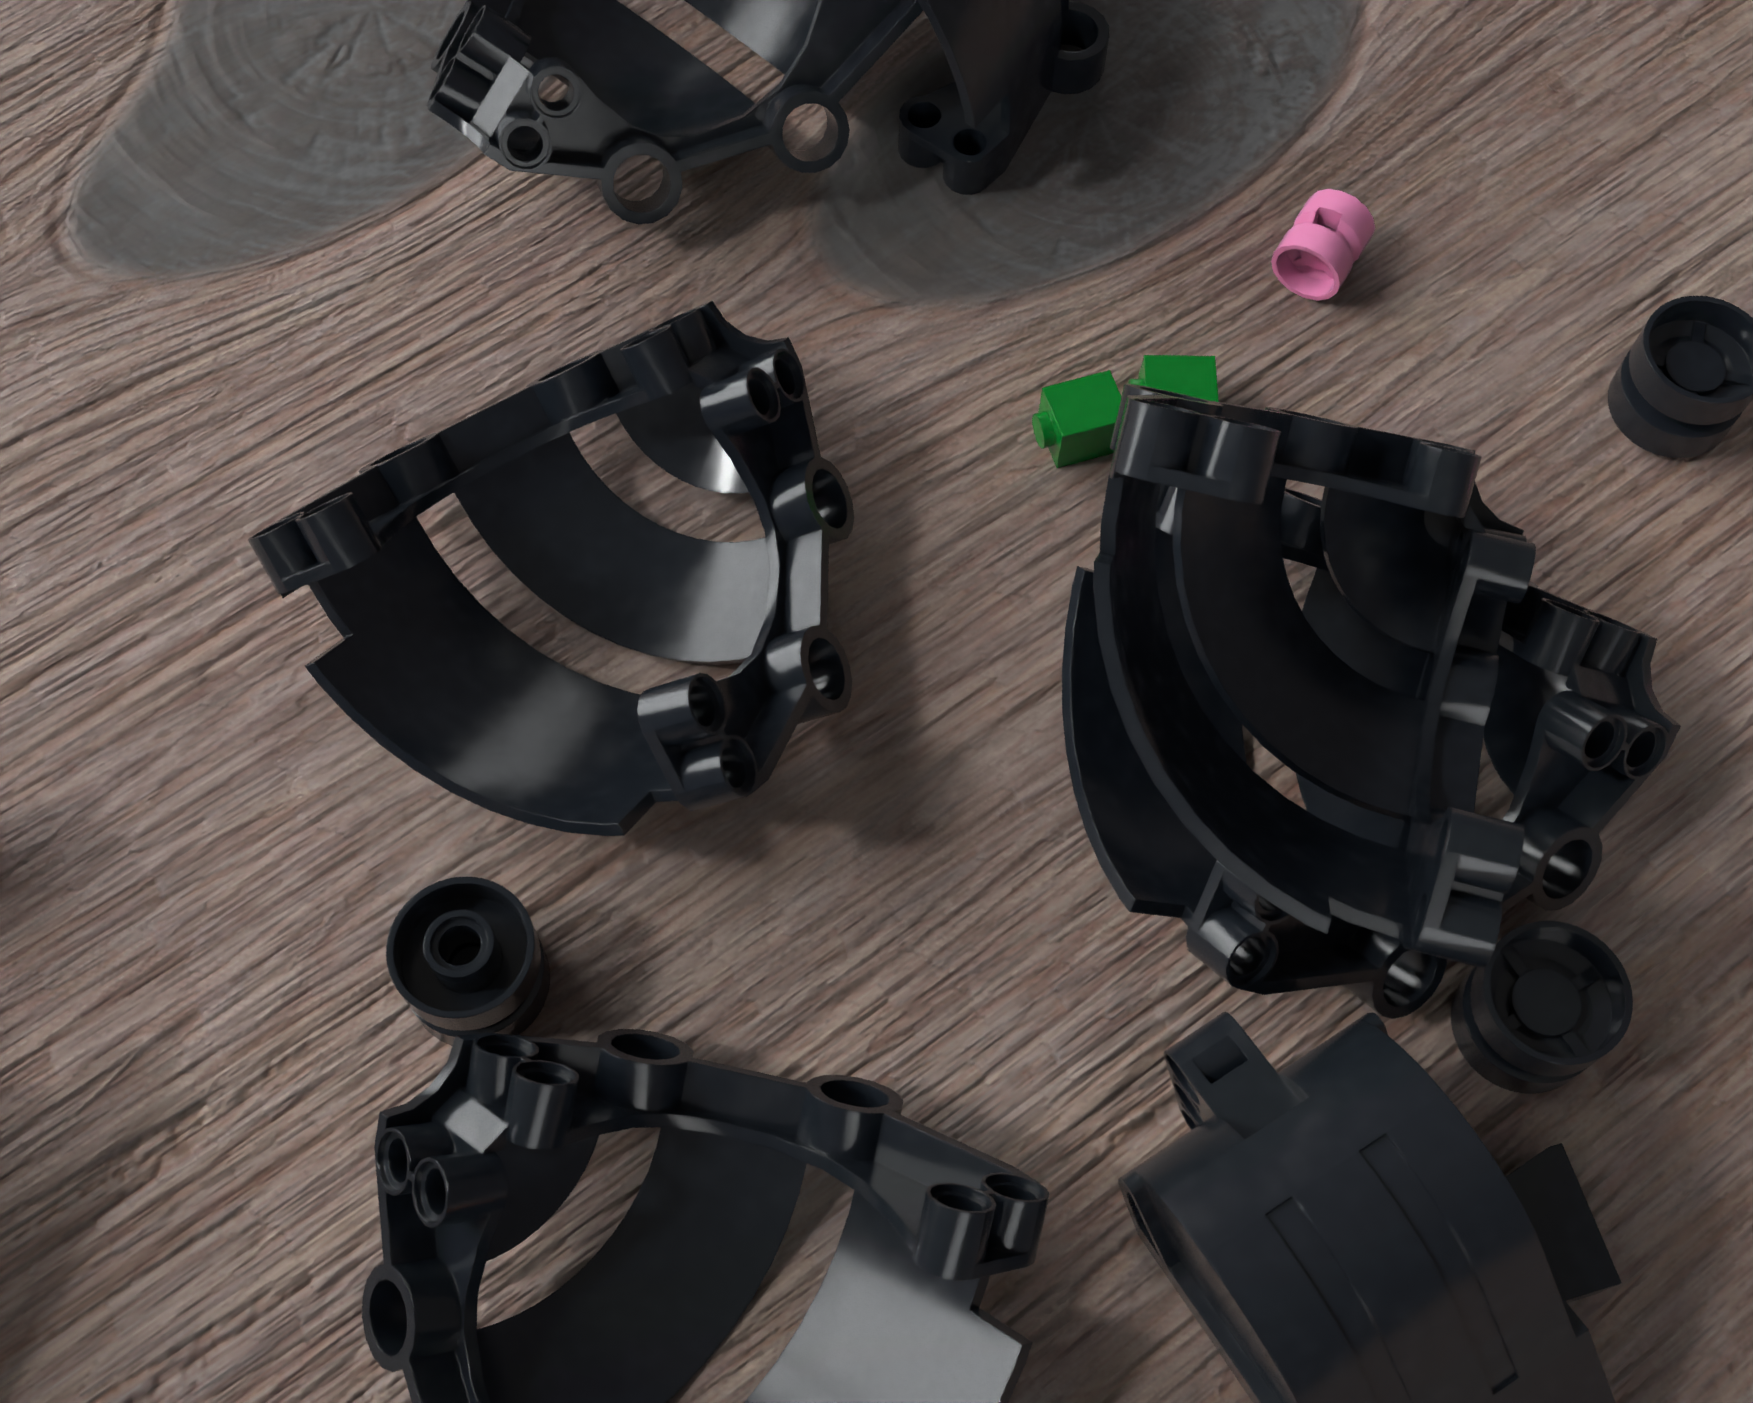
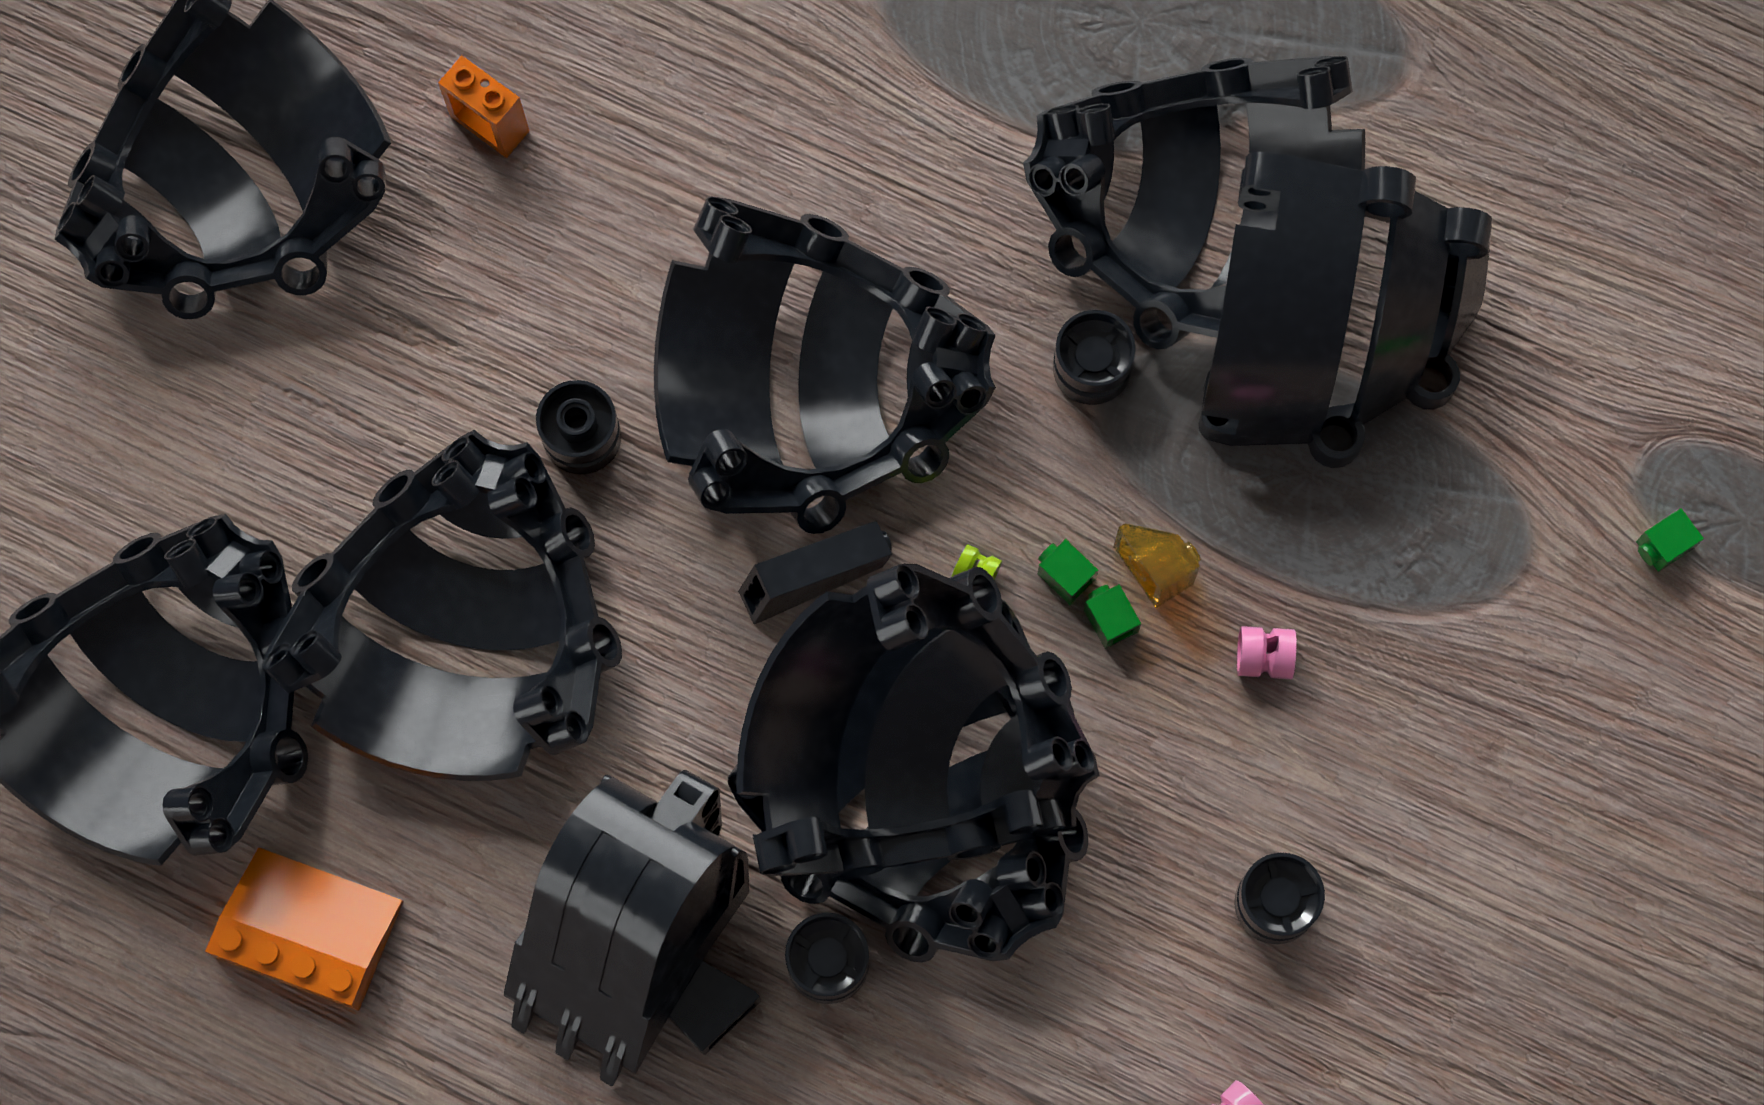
camera: 65 degrees right, 10 degrees up
(802, 235) = (1093, 357): none -> black wheel
(902, 743) = (813, 570): none -> black slope
(1016, 527) = (970, 558): none -> lime wheel
(1137, 298) = (1157, 561): none -> clear yellow slope

